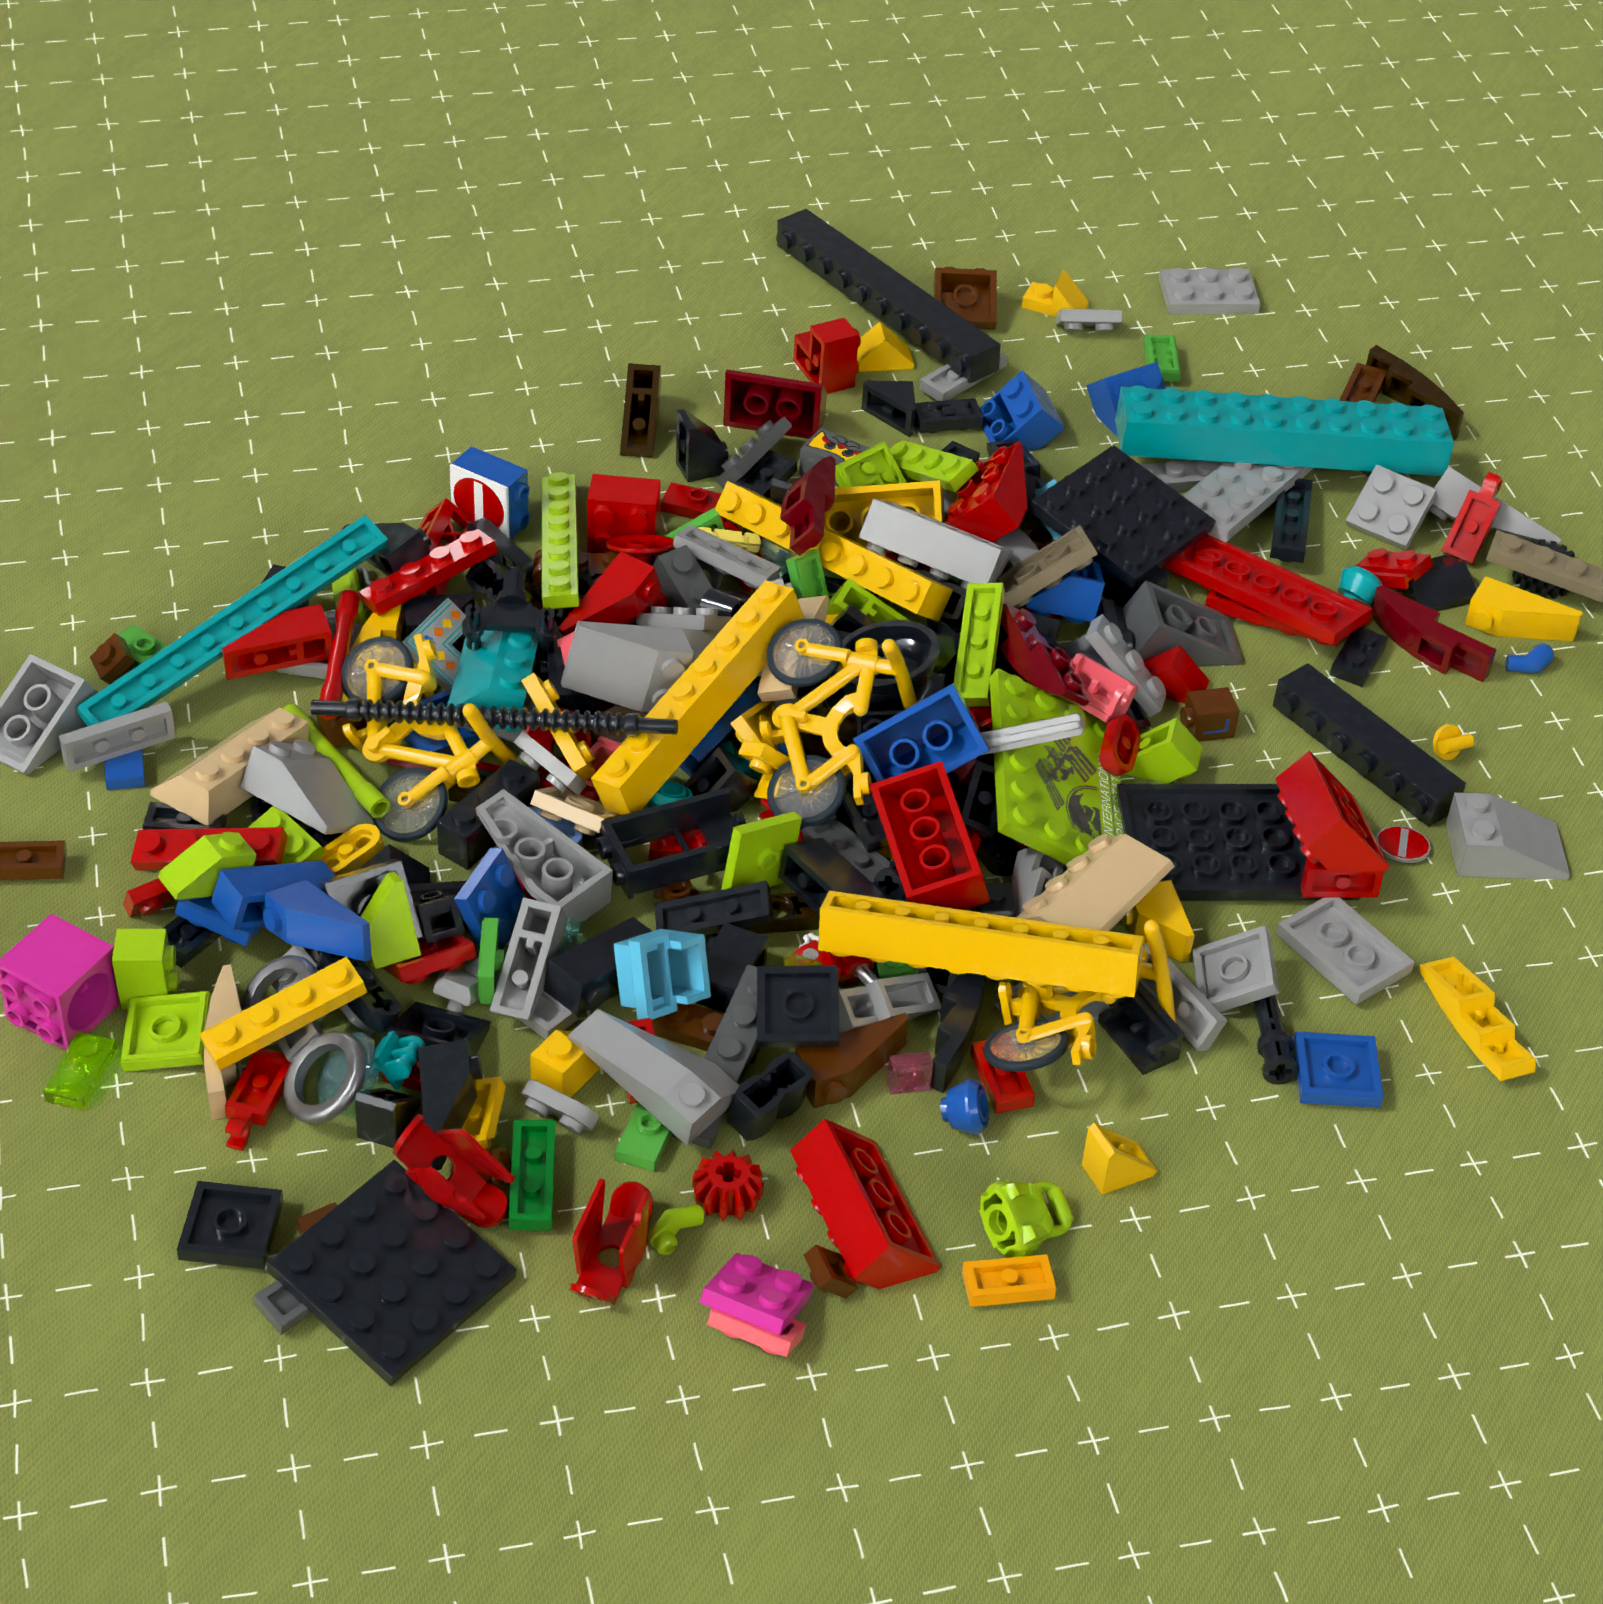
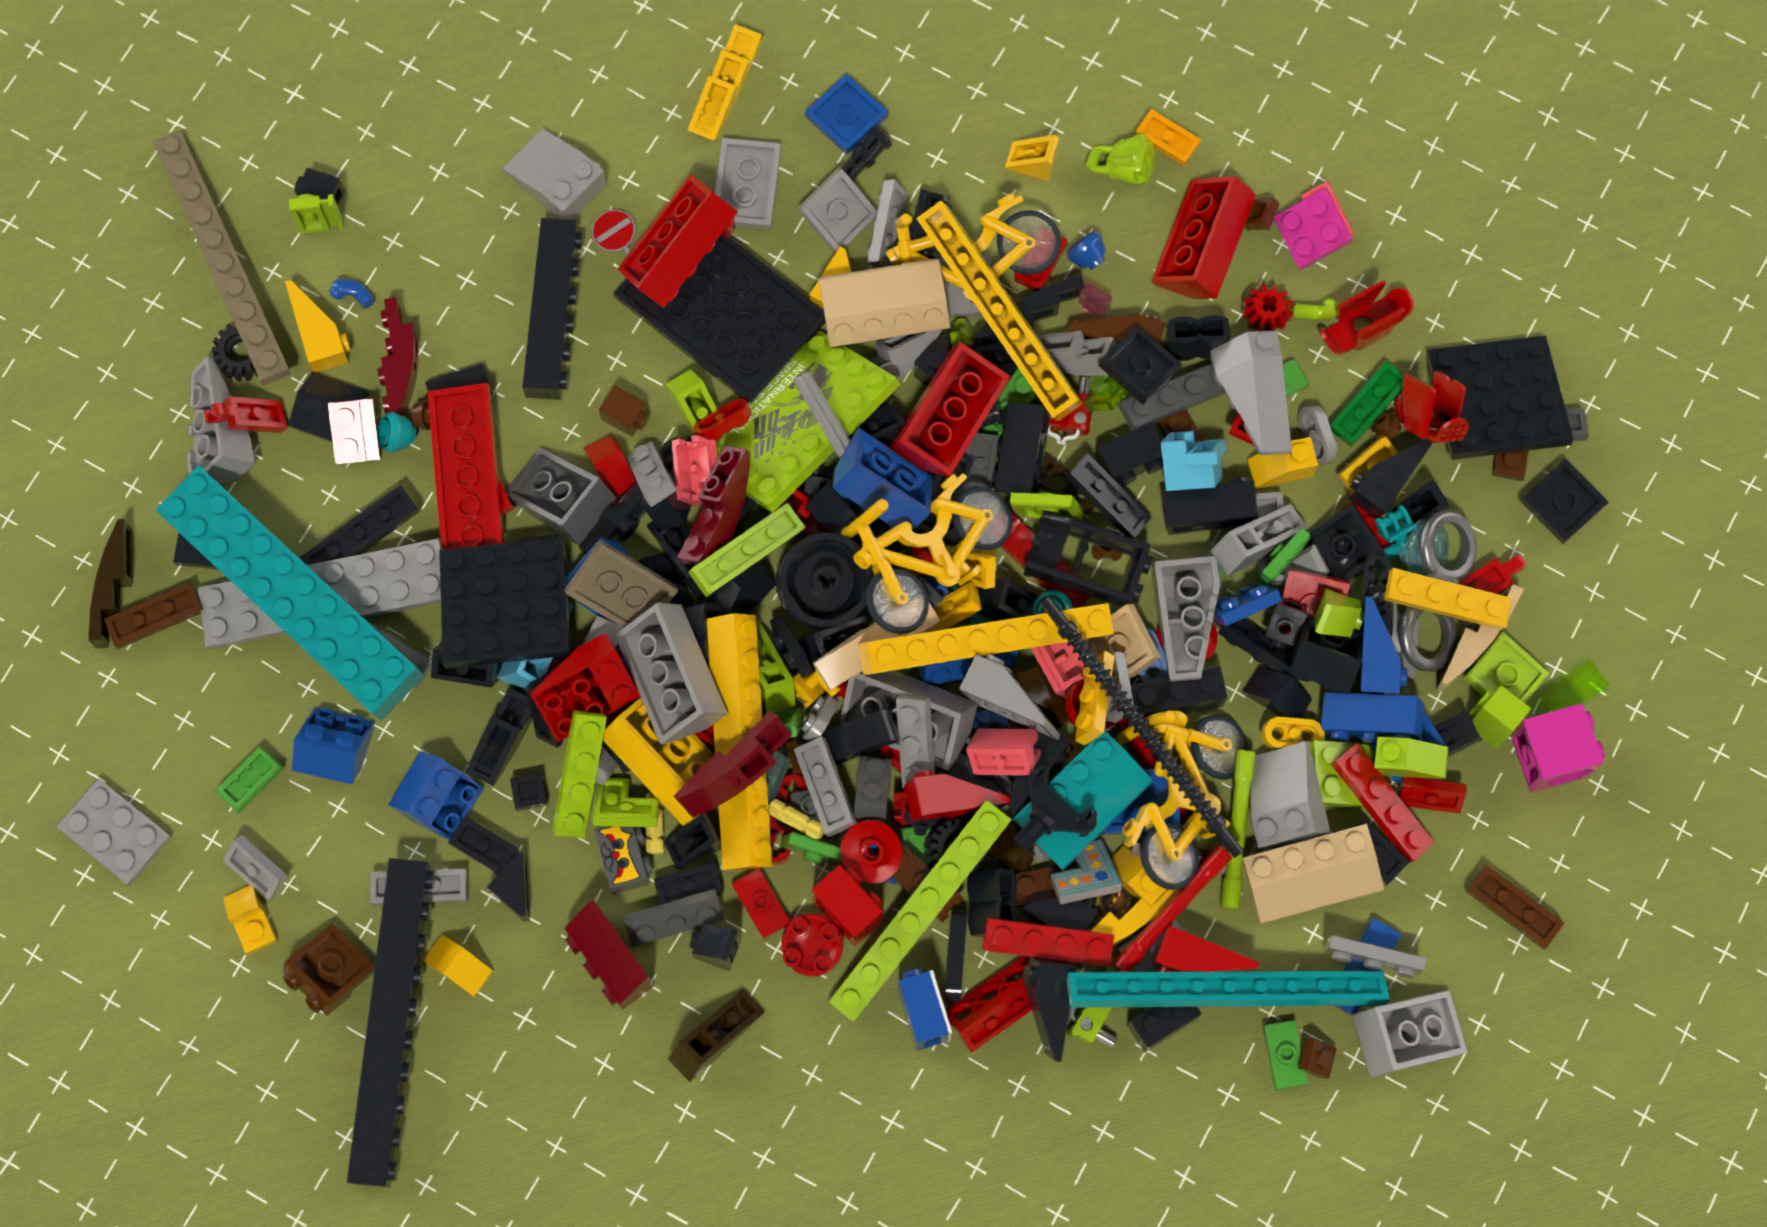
camera: 135 degrees left, 30 degrees up
(829, 354) = (514, 982): red brick -> none
(1391, 507) = (283, 481): light grey plate -> none
(1449, 742) = (495, 267): yellow plate -> none

